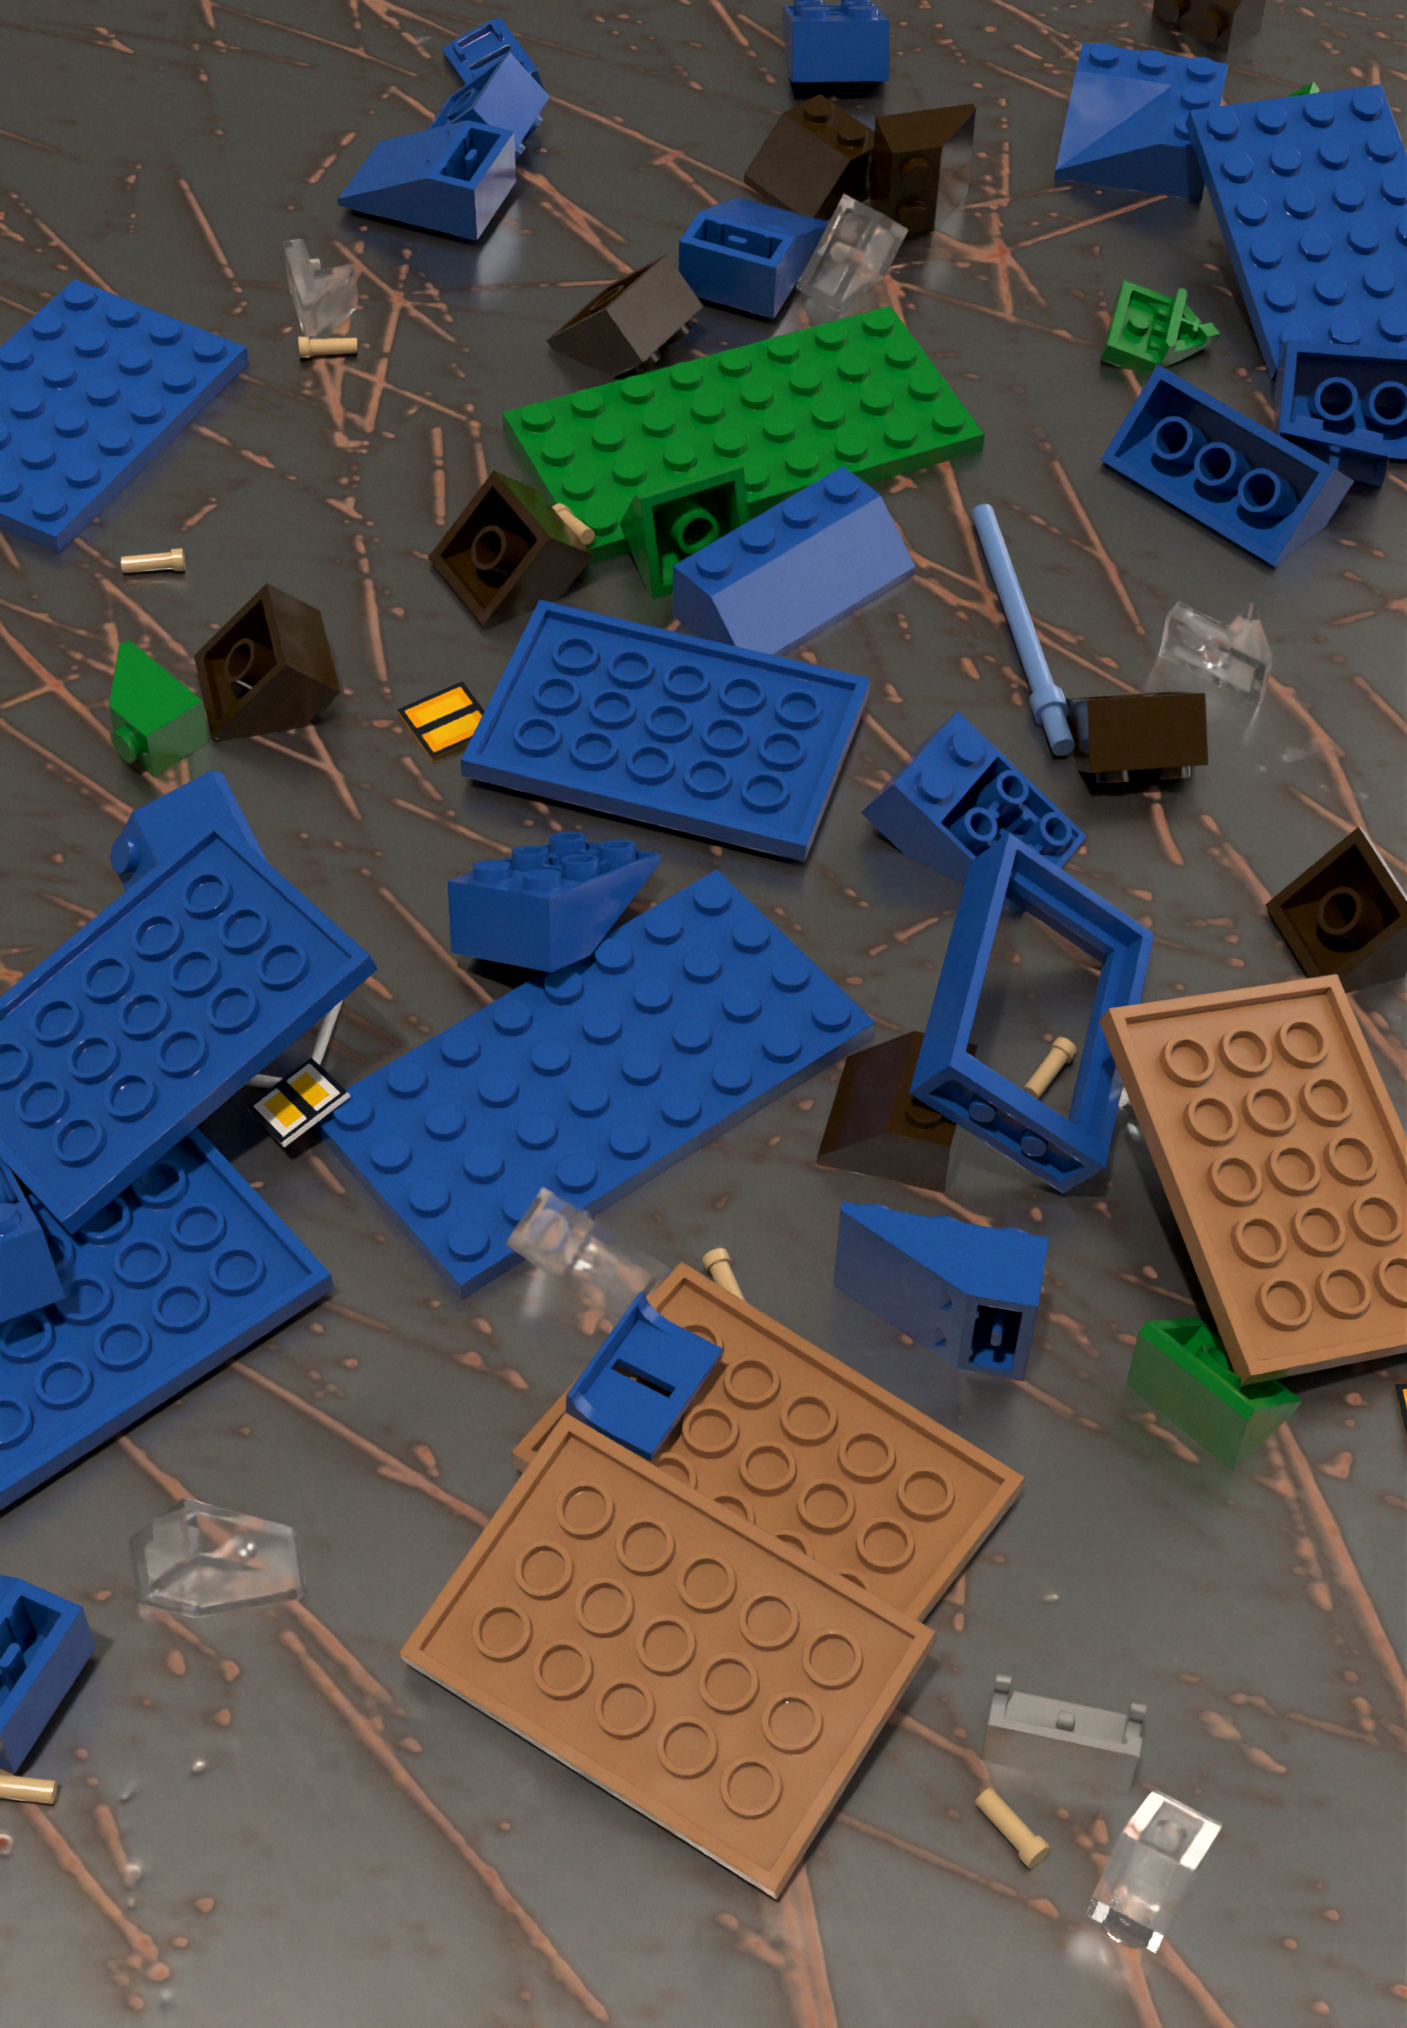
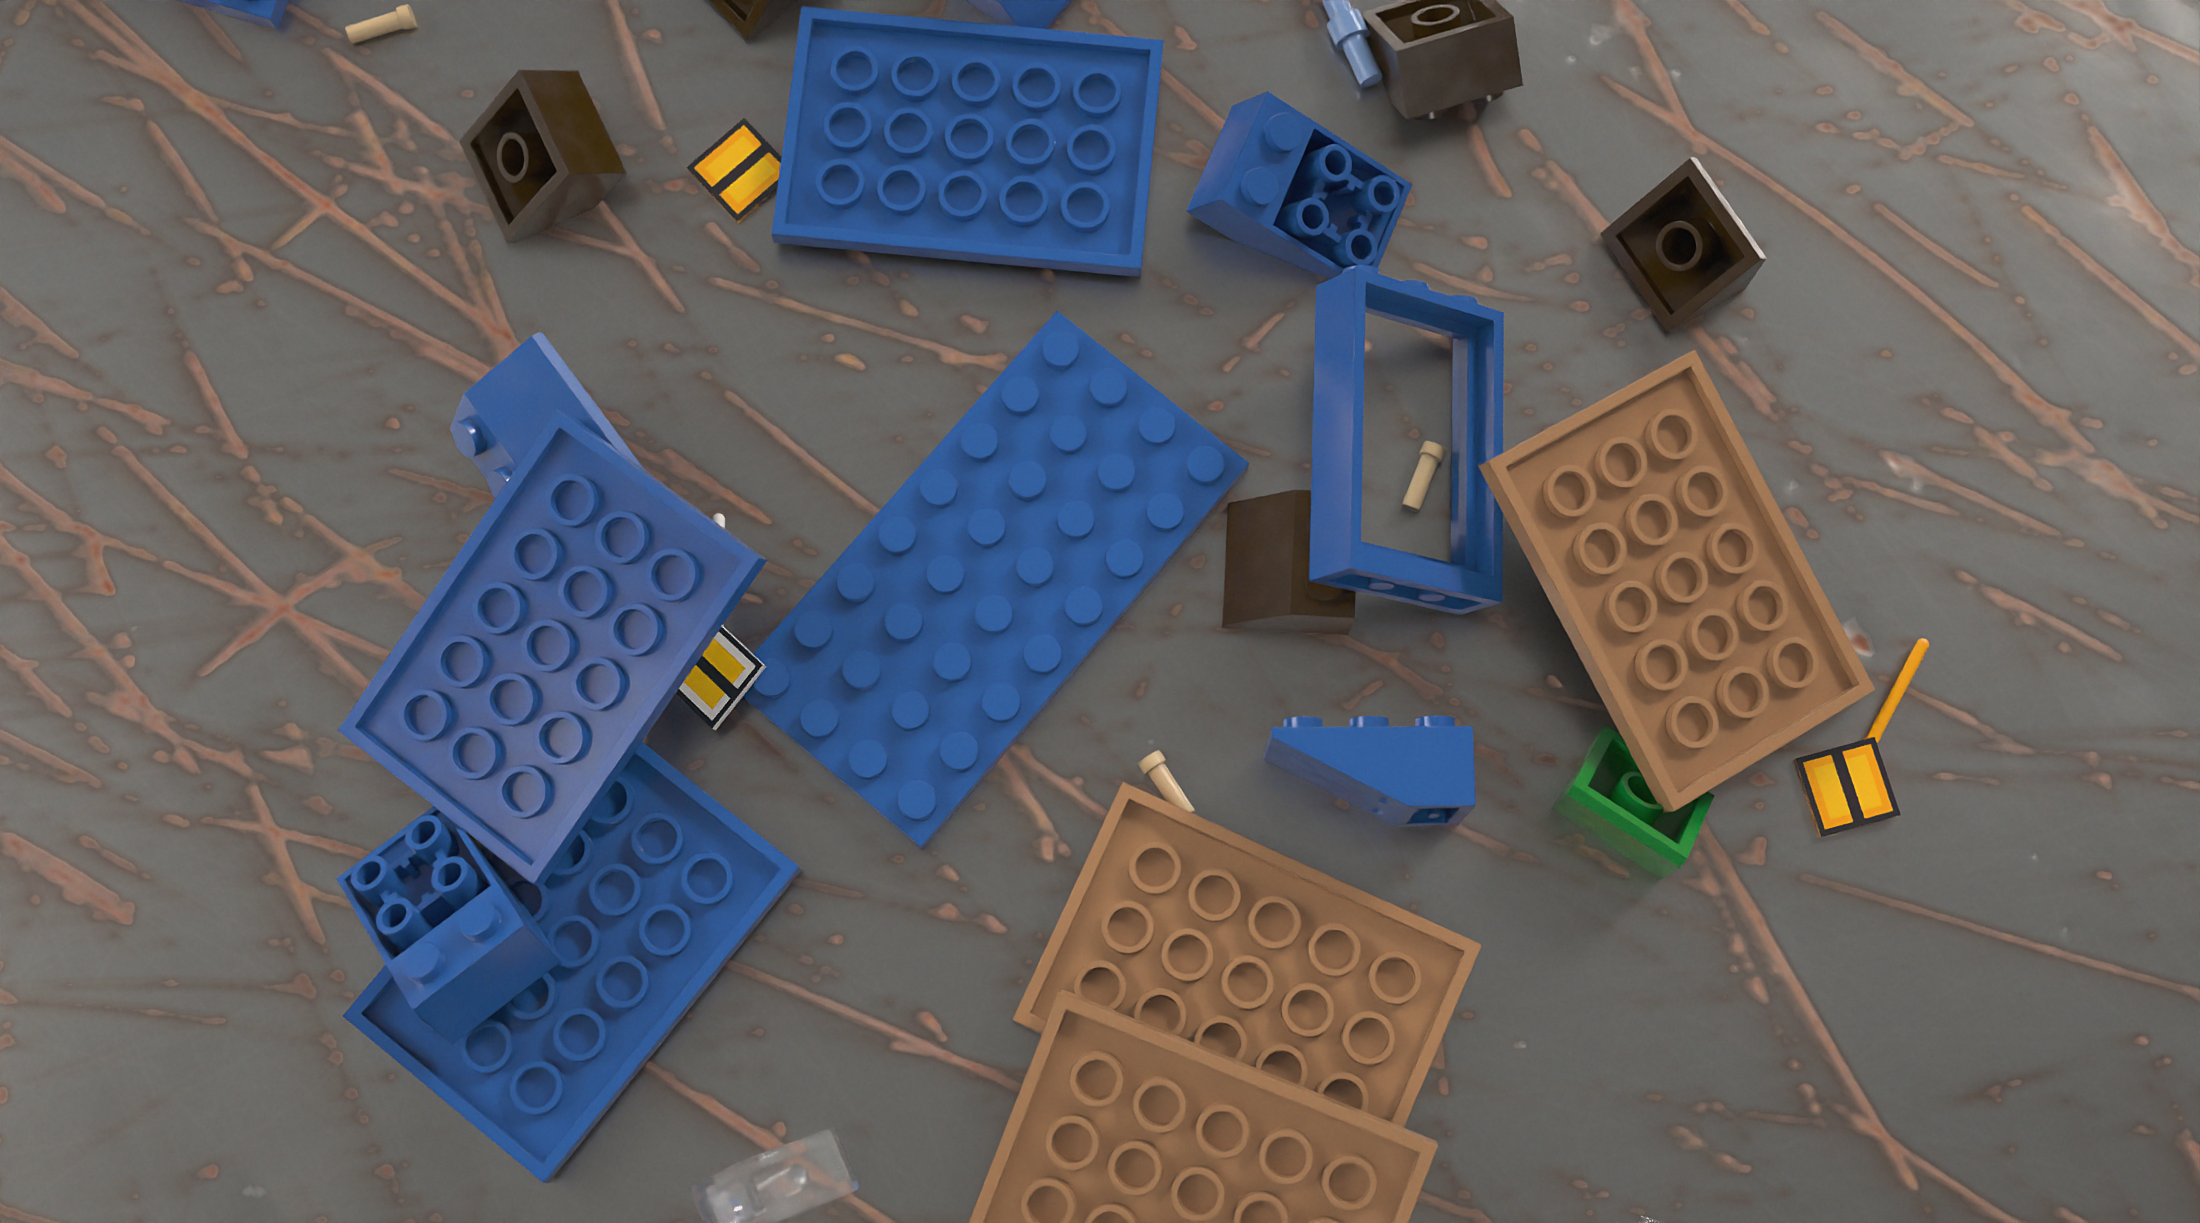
camera: 10 degrees left, 25 degrees up
(153, 713) = (437, 235): green slope -> none
(546, 900) = (902, 393): blue slope -> none
(585, 1253) = (1035, 797): clear slope -> none
(655, 1351) = (1129, 897): blue piece -> none
(1063, 1737) = (1557, 1184): light grey hinge -> none

